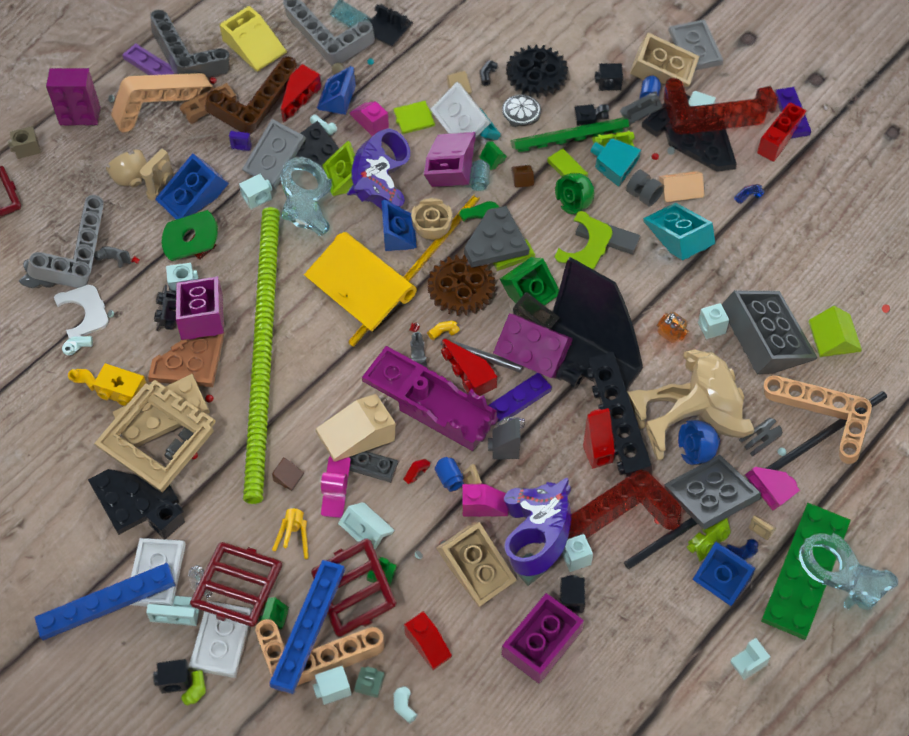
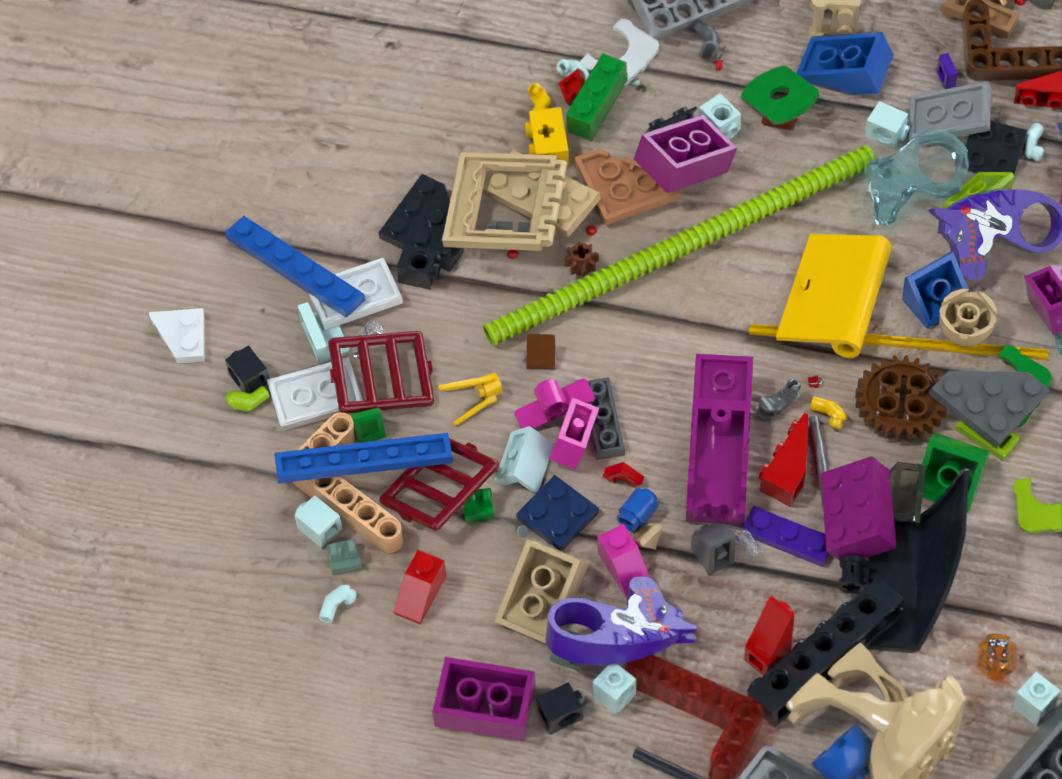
camera: 65 degrees right, 0 degrees up
(88, 351) = (572, 85): none -> red tile
(105, 709) = (182, 333): none -> white wing
(110, 338) = (596, 97): none -> green brick
(232, 413) = (581, 259): none -> copper gear
(357, 428) = (633, 387): tan slope -> none
(370, 483) = (574, 433): none -> dark pink slope
(419, 525) = (557, 513): none -> dark blue plate

